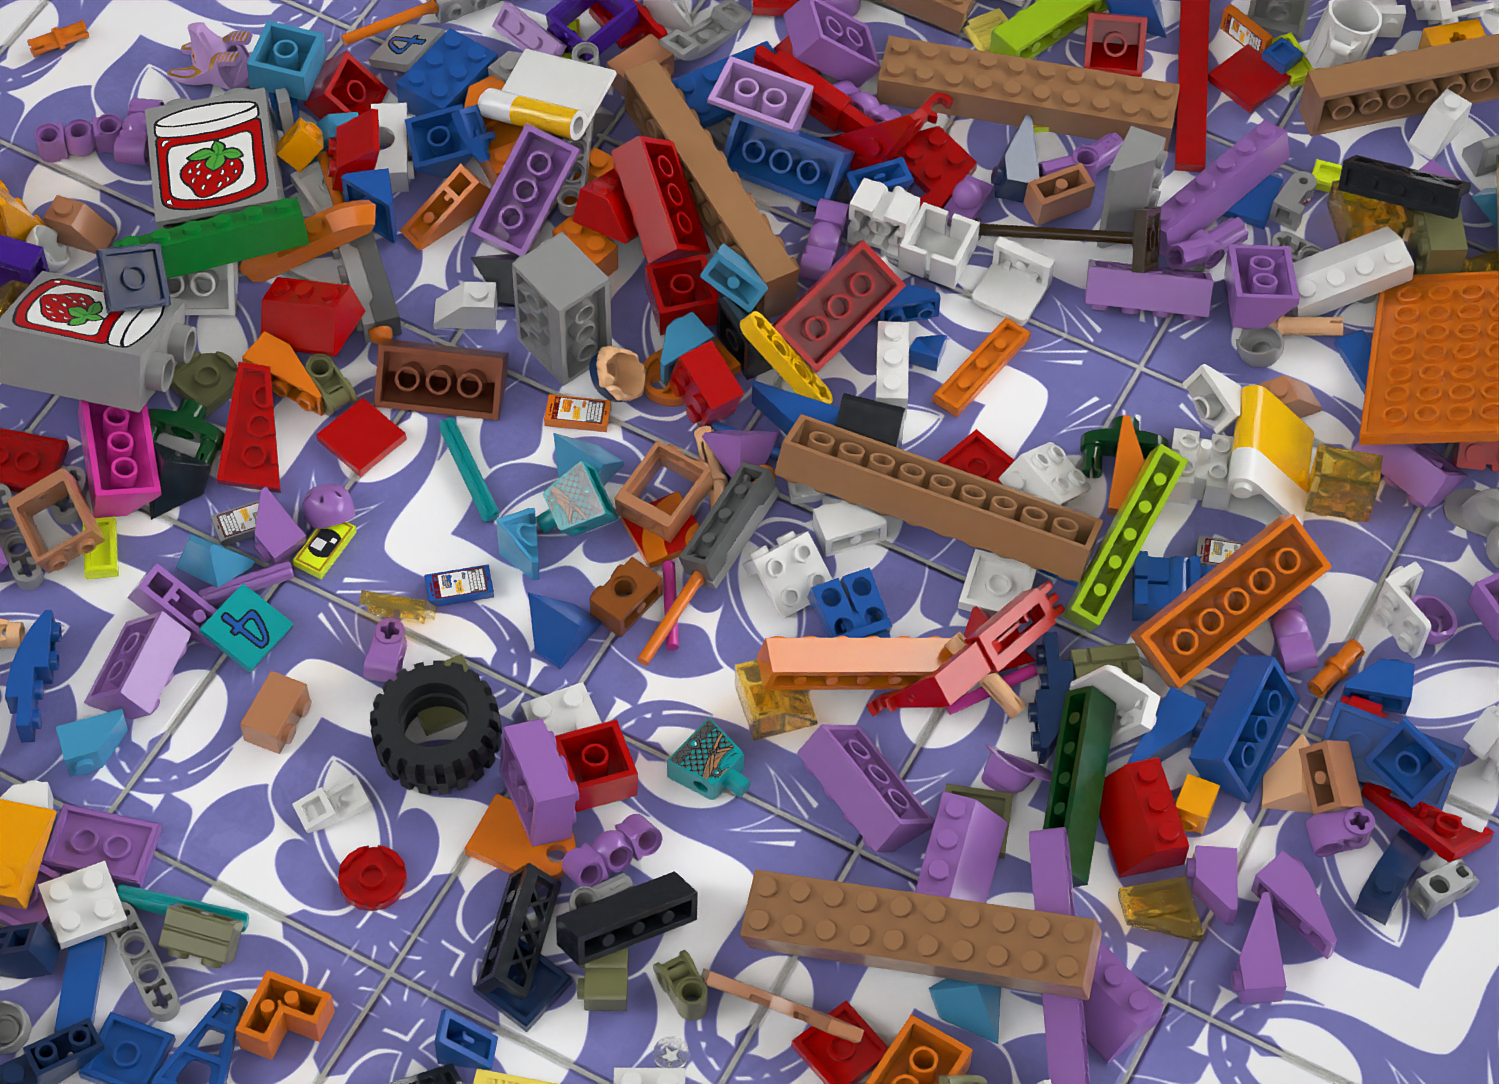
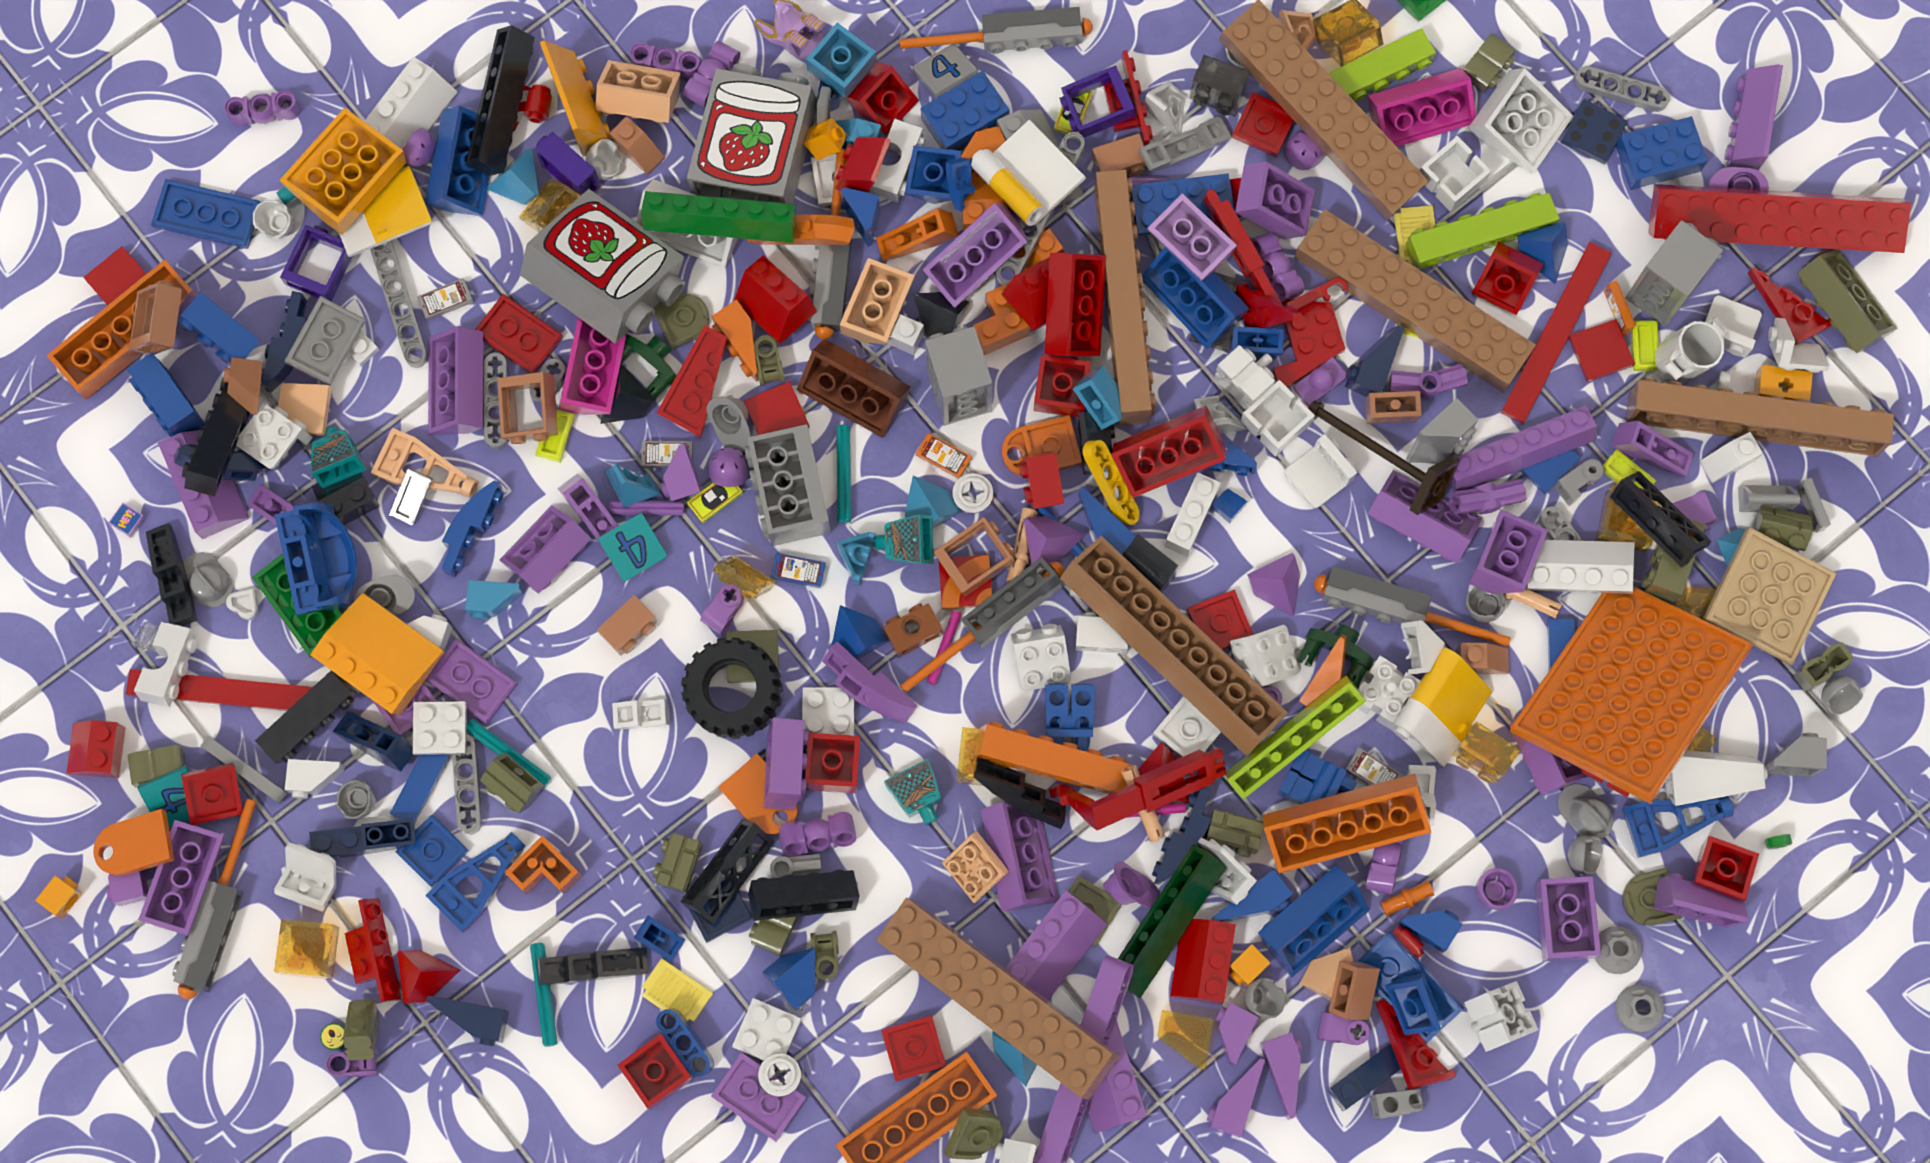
camera: 25 degrees right, 20 degrees up
(60, 169) = (638, 91): none -> light nougat brick
(133, 277) = (646, 233): dark blue tile -> none
(309, 456) = (729, 421): none -> light grey piece
(372, 878) = (646, 782): red tile -> none
(410, 494) = (803, 488): none -> light grey brick
(430, 283) = (876, 303): none -> light nougat slope
(452, 948) = (678, 862): none -> olive brick
(526, 32) = (1044, 96): lavender tile -> none
(599, 672) = (871, 691): none -> medium lavender slope
(617, 374) = (983, 439): light nougat hair -> none
(633, 427) = (980, 485): none -> white gear
(655, 1020) = (794, 976): none -> blue slope
(681, 337) = (1043, 434): dark azure slope -> none
(783, 1005) = (903, 1030): nougat tile -> none
(820, 815) = (975, 867): none -> light nougat tile
(824, 239) = (1192, 377): medium lavender piece -> none
(826, 706) = (1013, 789): none -> black slope
(981, 367) = (1265, 534): orange tile -> none
(1020, 407) = (1277, 583): none -> medium lavender slope
(1147, 381) = (1389, 602): none -> piece
(1231, 829) = (1264, 998): none -> light grey hair
(1282, 55) = (1636, 343): blue tile -> none
(1338, 139) = (1652, 447): none -> medium lavender slope
(1397, 611) = (1468, 872): white bracket -> none

